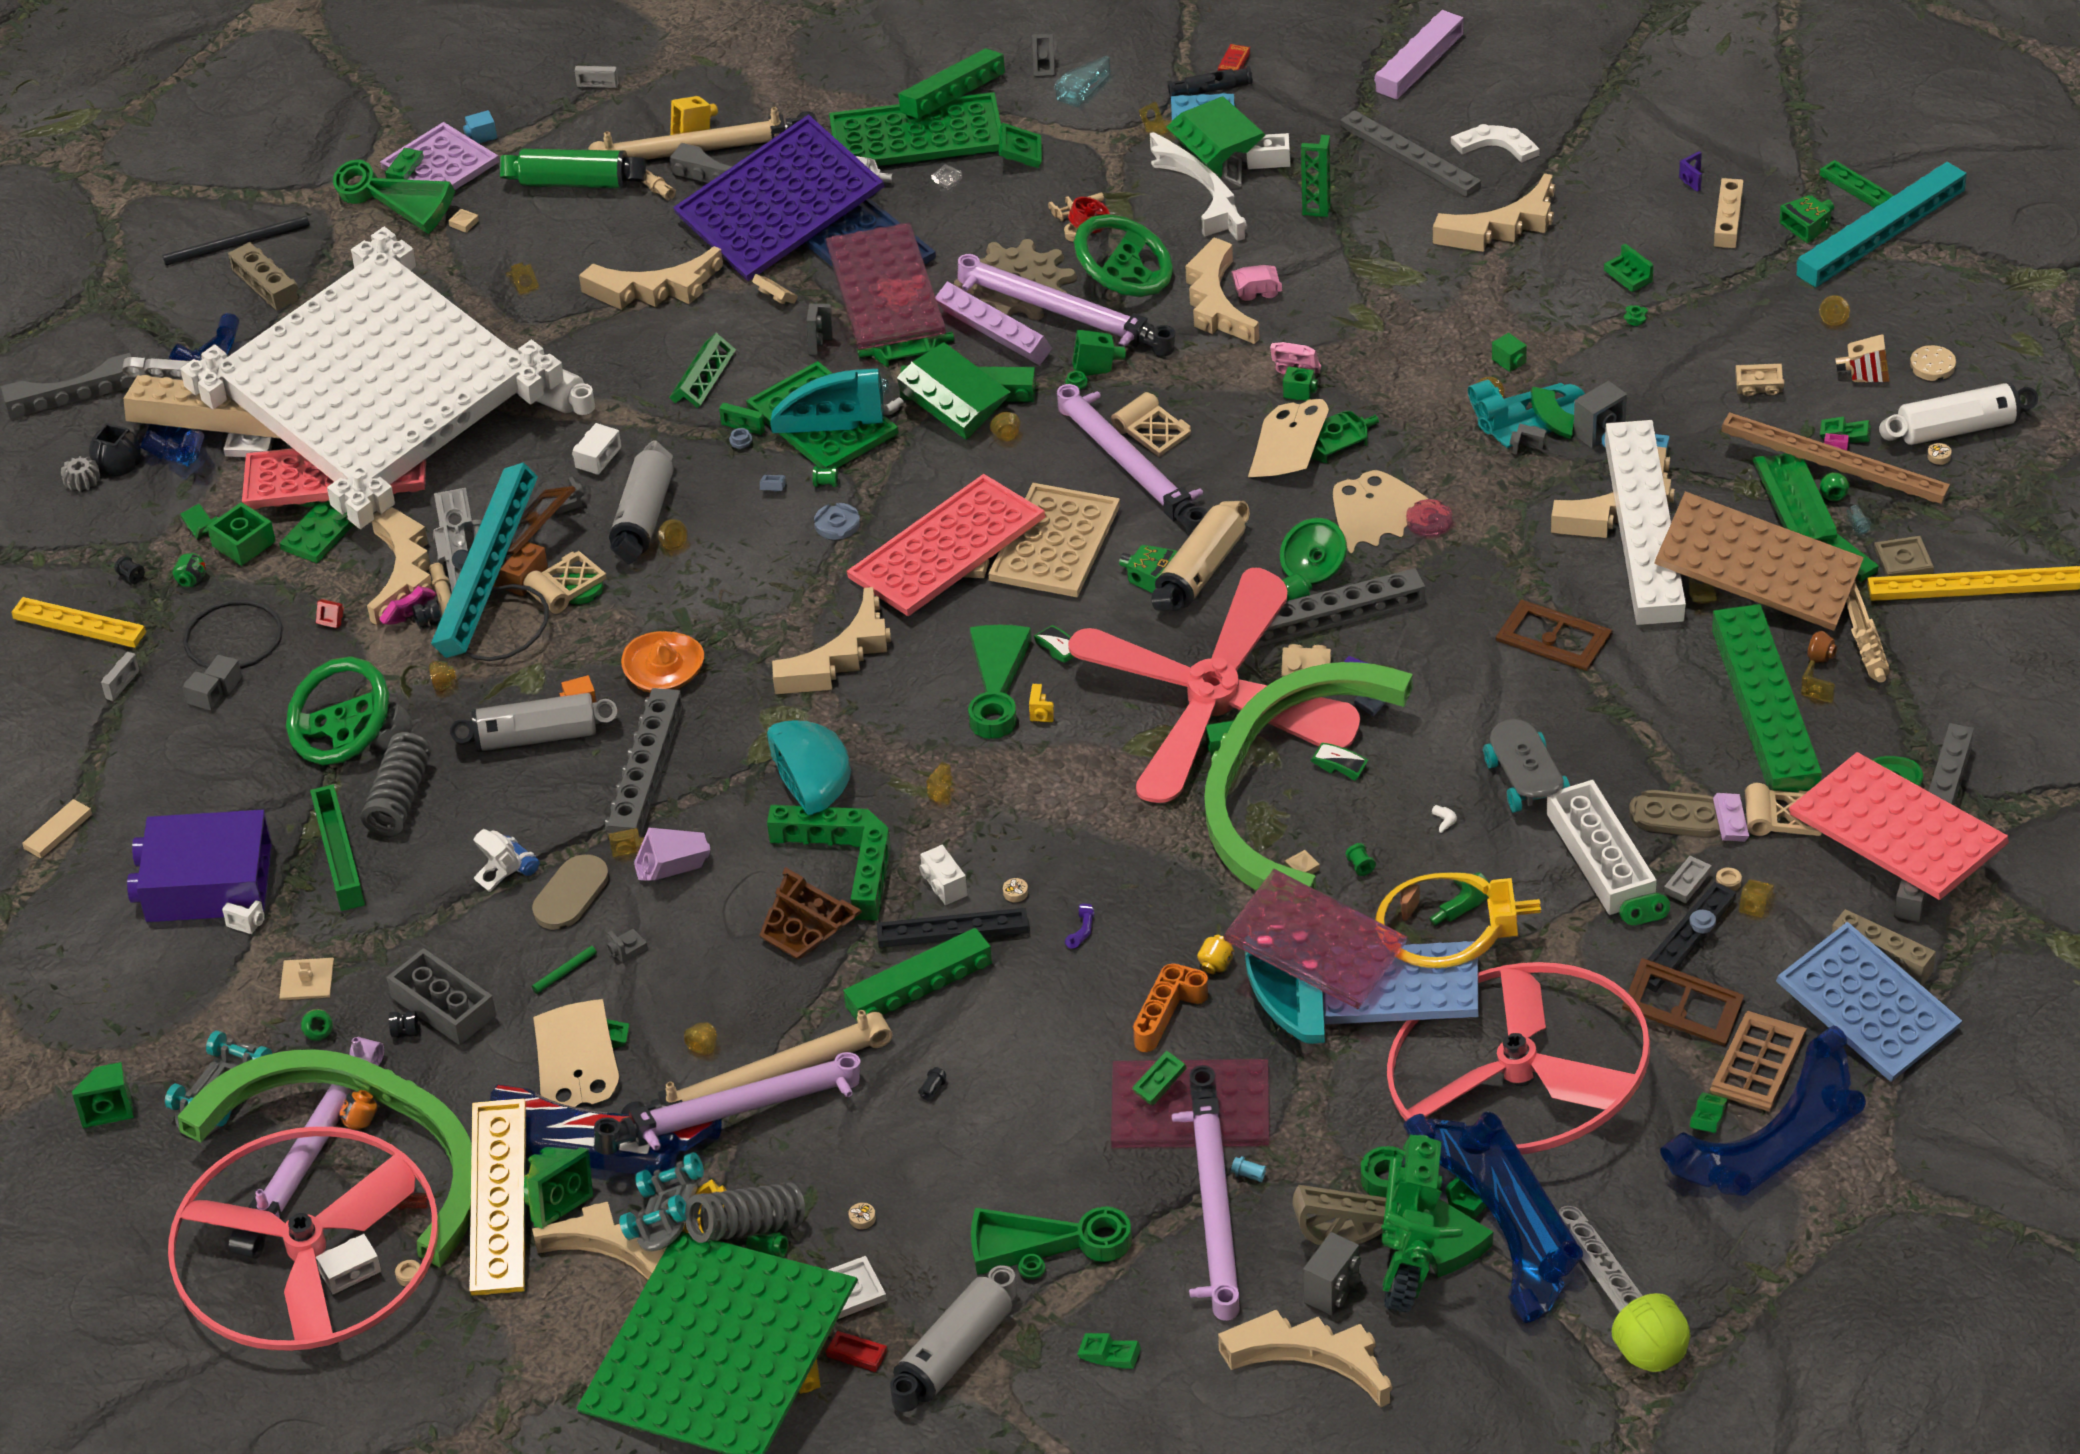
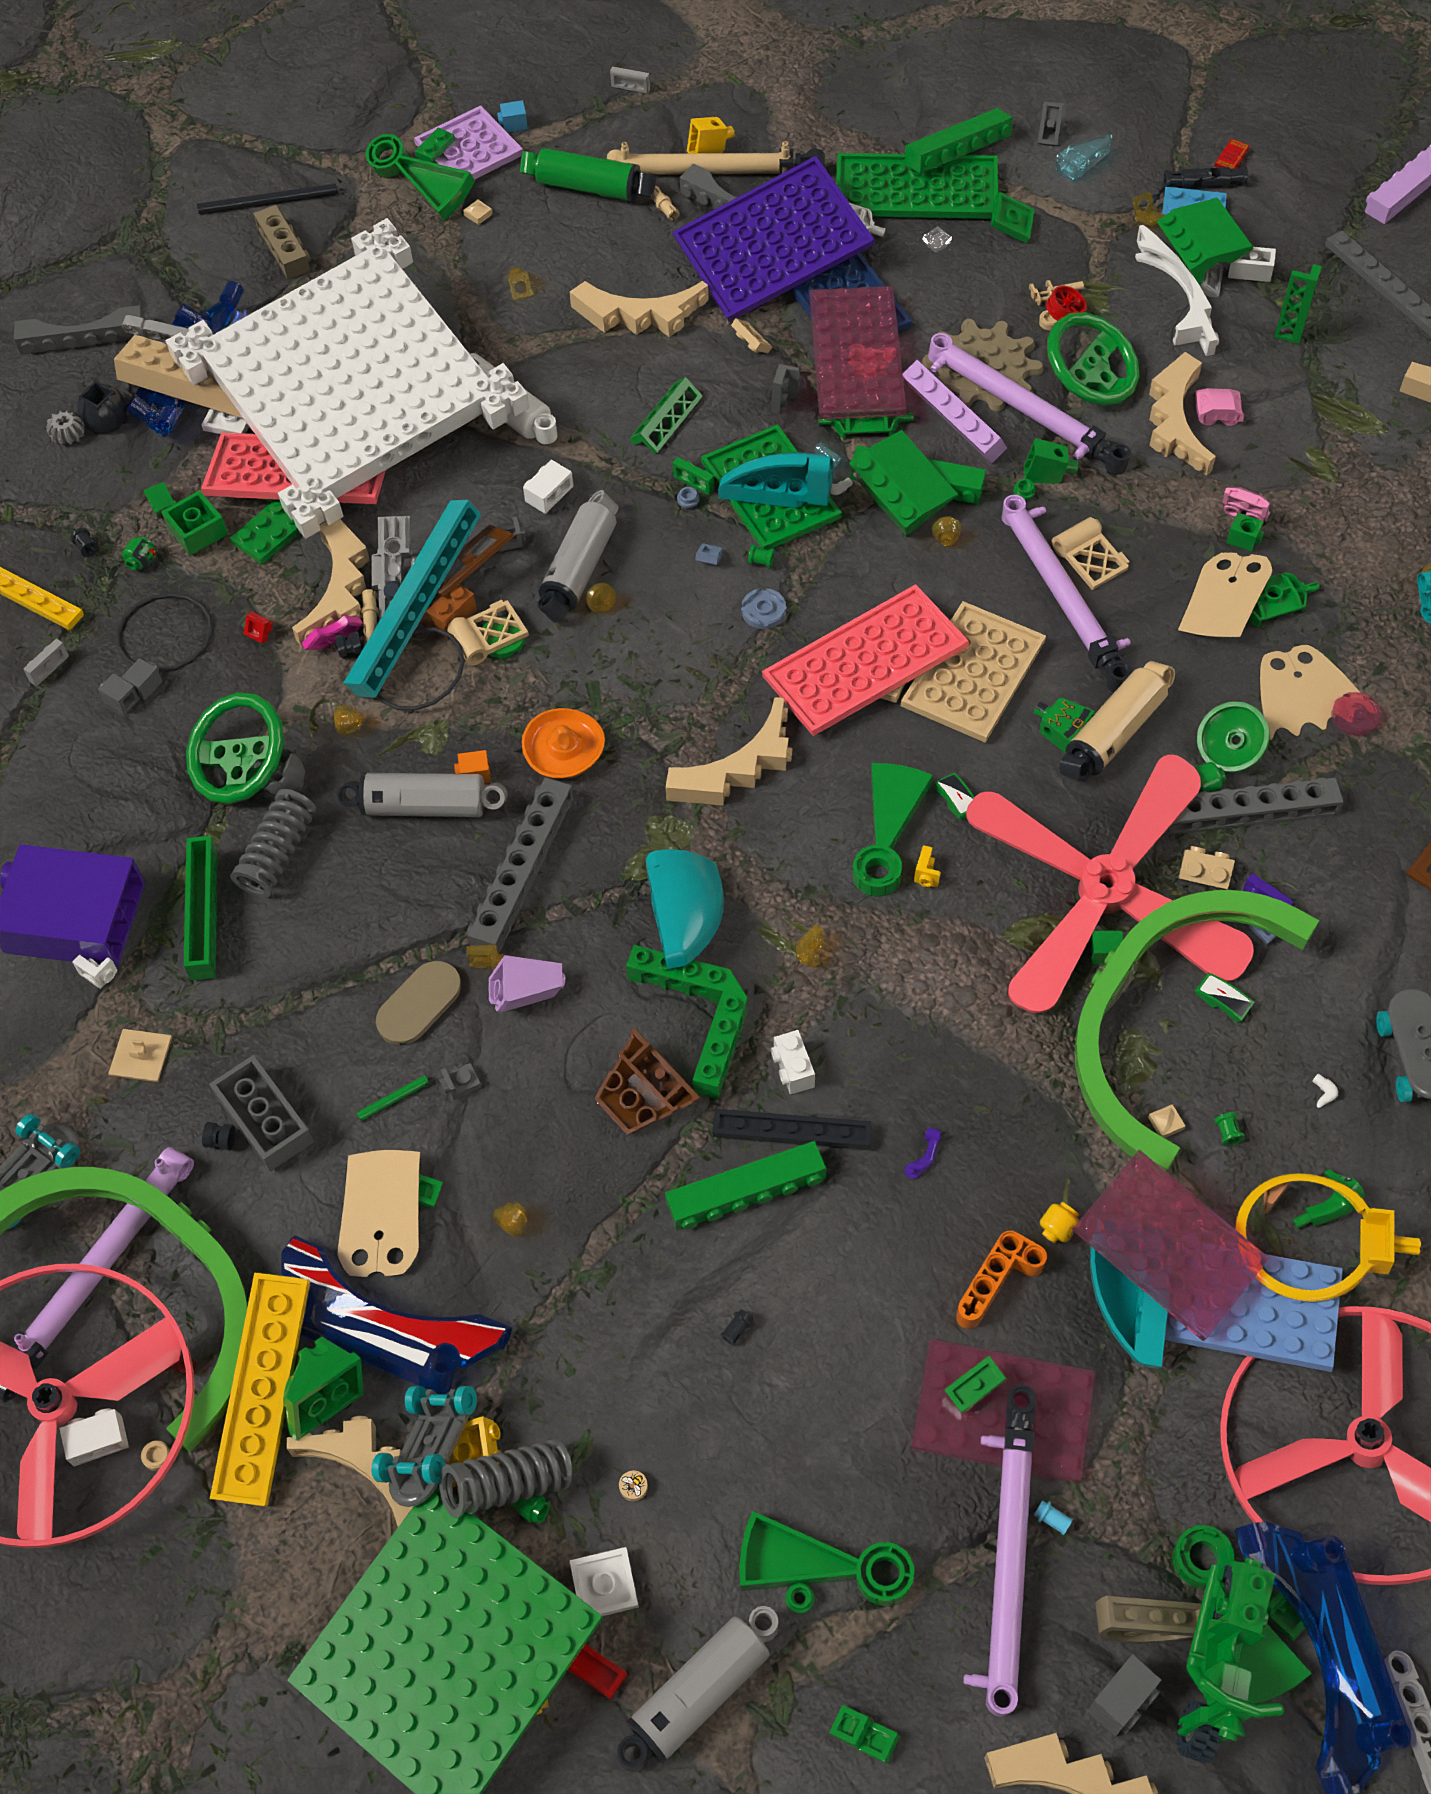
camera: 10 degrees right, 15 degrees up
(316, 1025) = (133, 1120): green piece -> none
(358, 1109) = (148, 1239): orange head -> none
(504, 855) = (359, 949): white piece -> none
(644, 1125) = (430, 1339): lavender piece -> none
(869, 1031) = (467, 1299): tan piece -> none
(1015, 890) = (864, 1092): tan tile -> none

